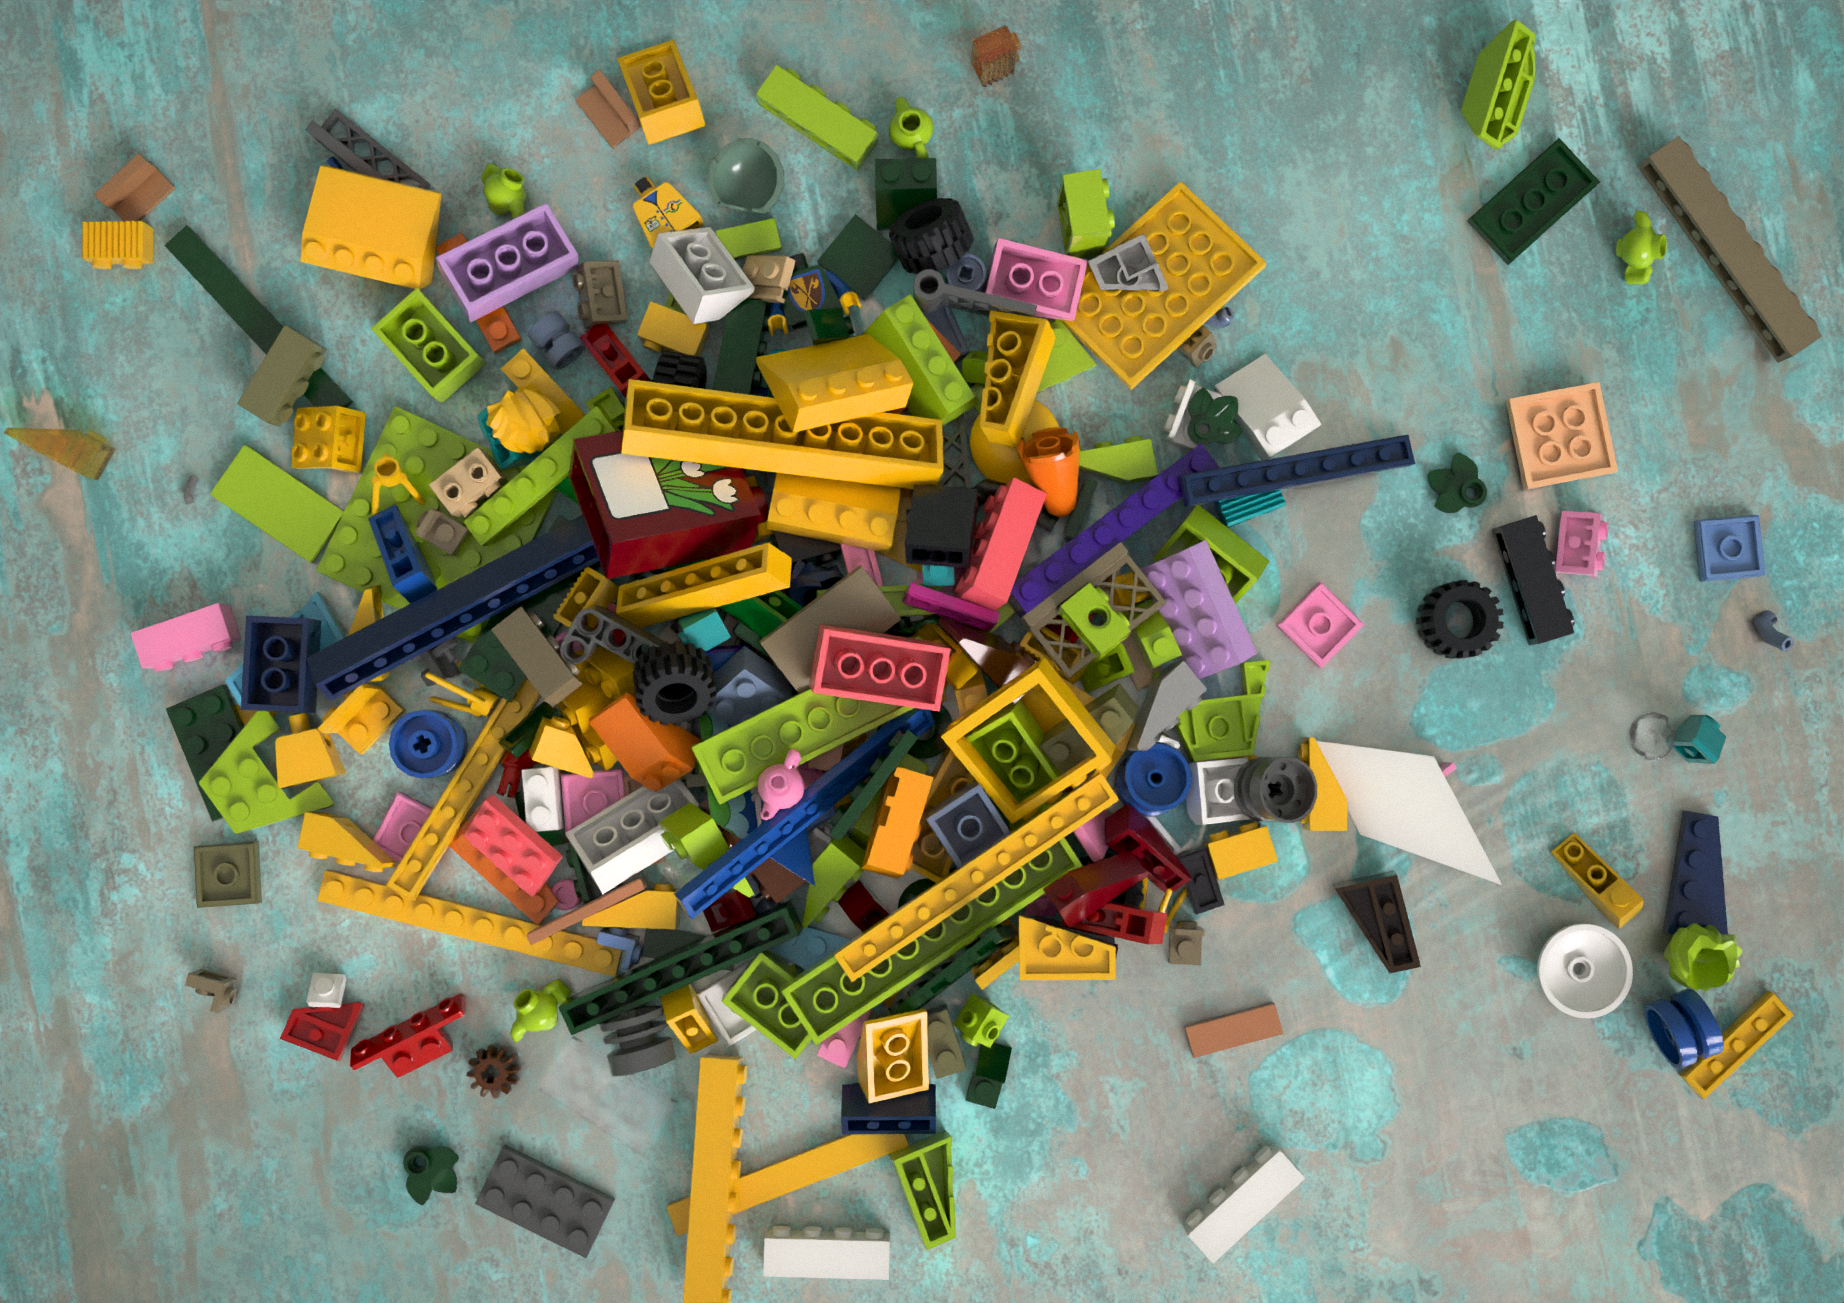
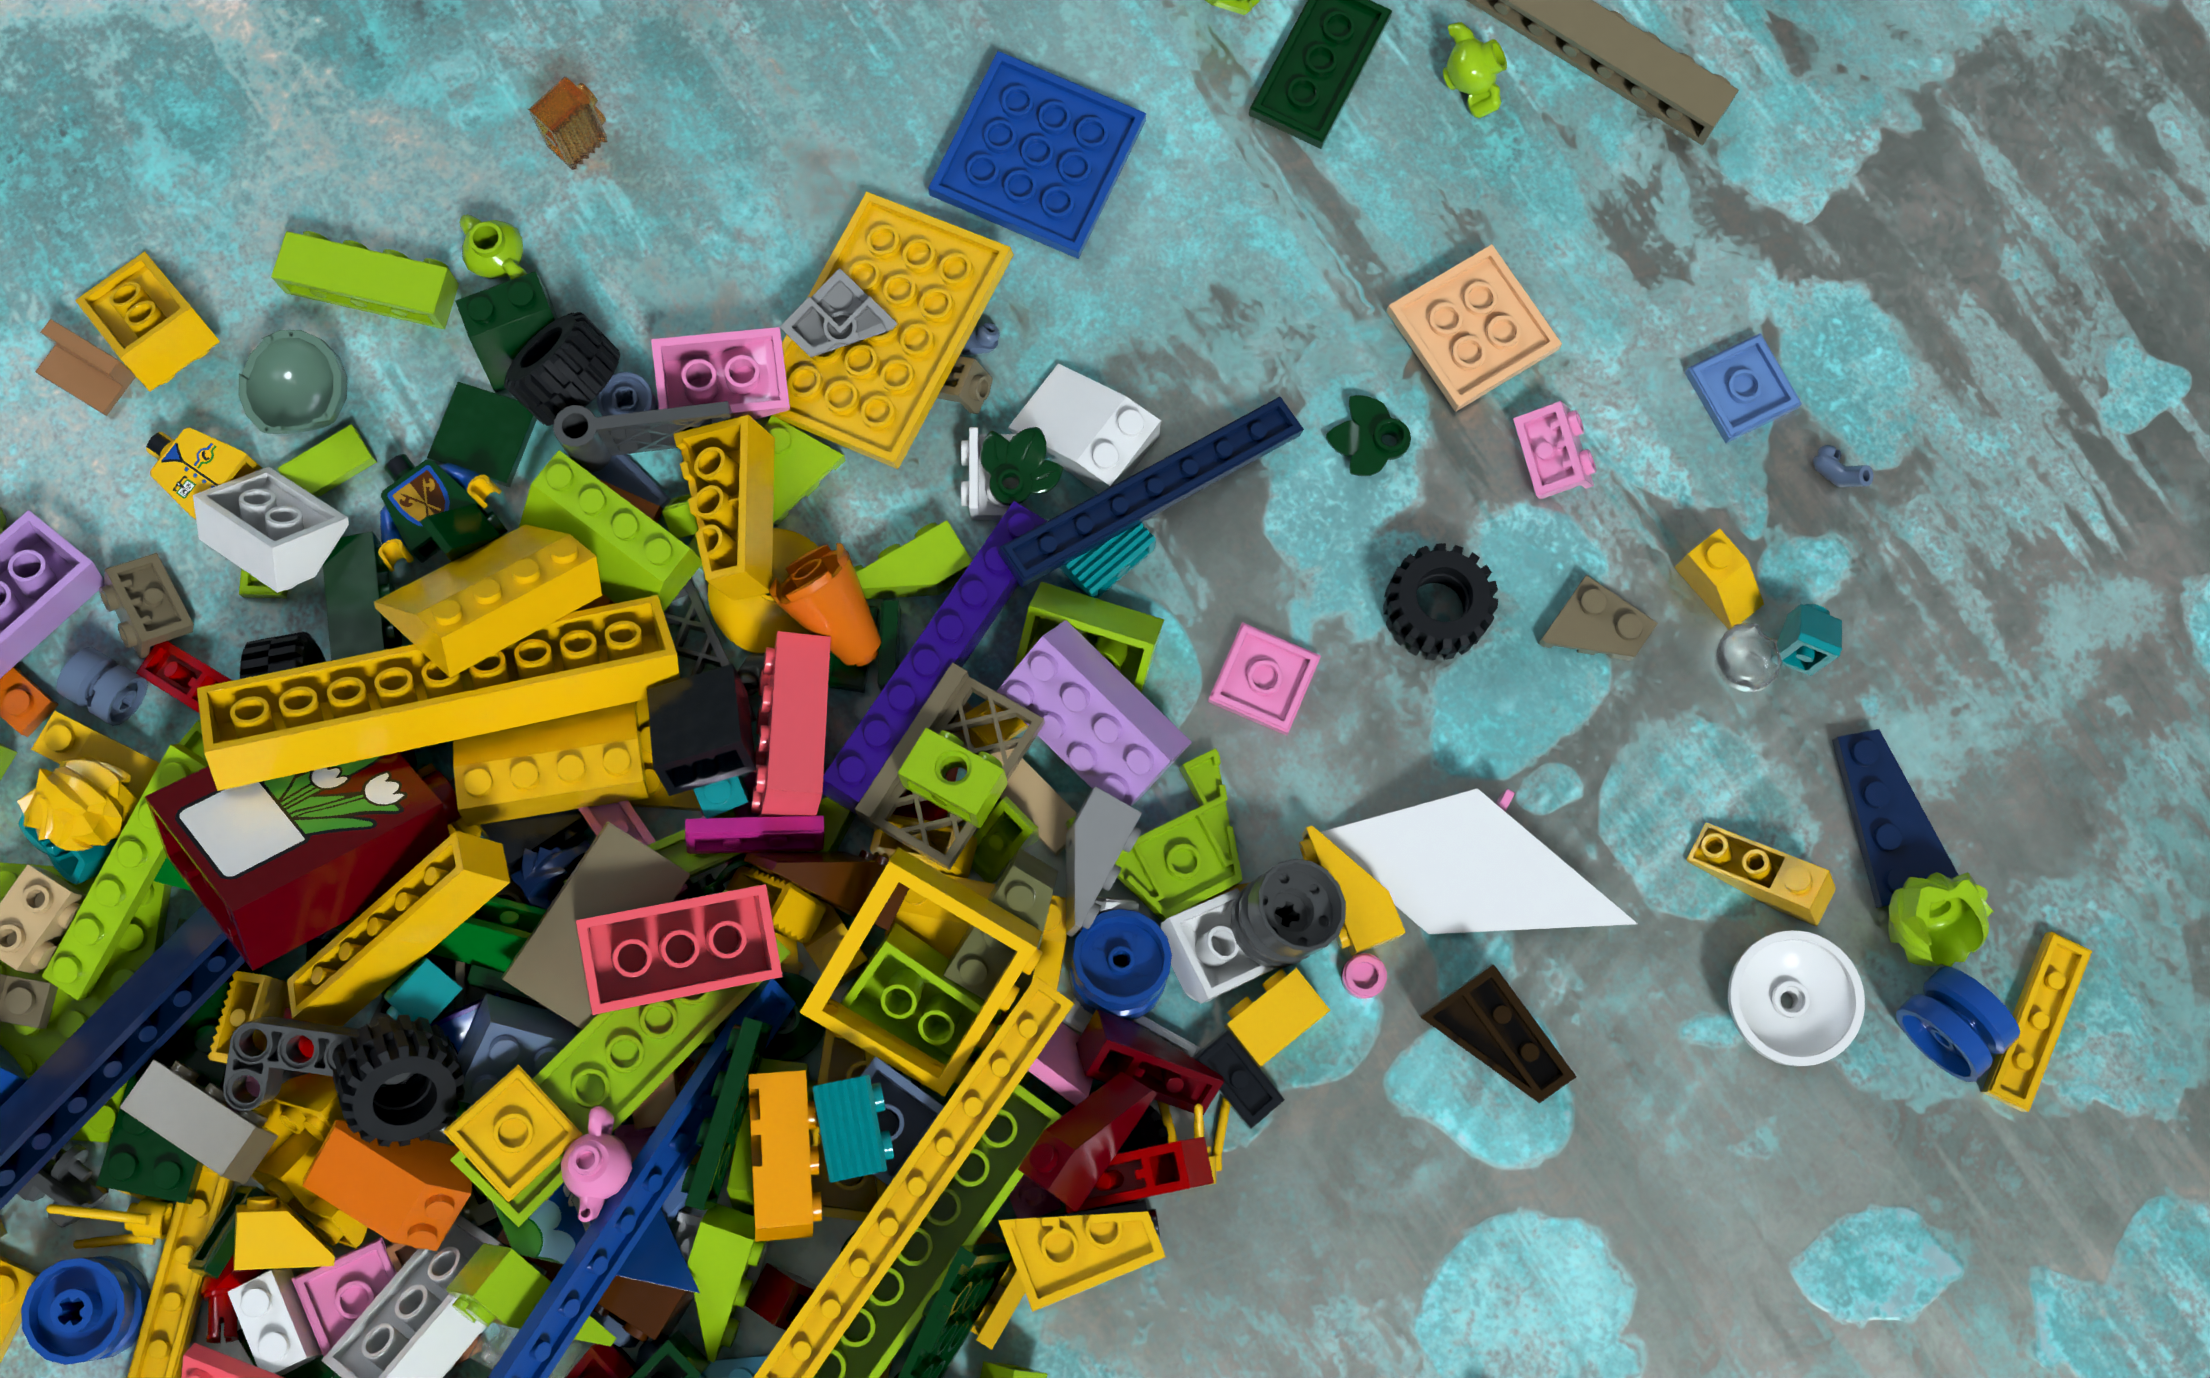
camera: 30 degrees left, 10 degrees down
(672, 331) = (257, 614): yellow brick -> none
(736, 745) = (513, 1133): none -> yellow tile
(769, 276) = (365, 498): tan plate -> none
(949, 825) = (851, 1128): none -> teal brick
(1084, 213) = (751, 266): lime brick -> none
(1154, 638) = (1049, 775): lime slope -> none
(1185, 943) = (1253, 1174): dark tan bracket -> none
(1233, 1030) = (1365, 1270): nougat tile -> none
(1307, 845) = (1364, 976): none -> bright pink tile
(1309, 196) = (1037, 154): none -> blue plate
(1533, 580) = (1514, 517): black brick -> none
(1560, 673) = (1599, 622): none -> dark tan wing
(1656, 675) = (1722, 579): none -> yellow slope

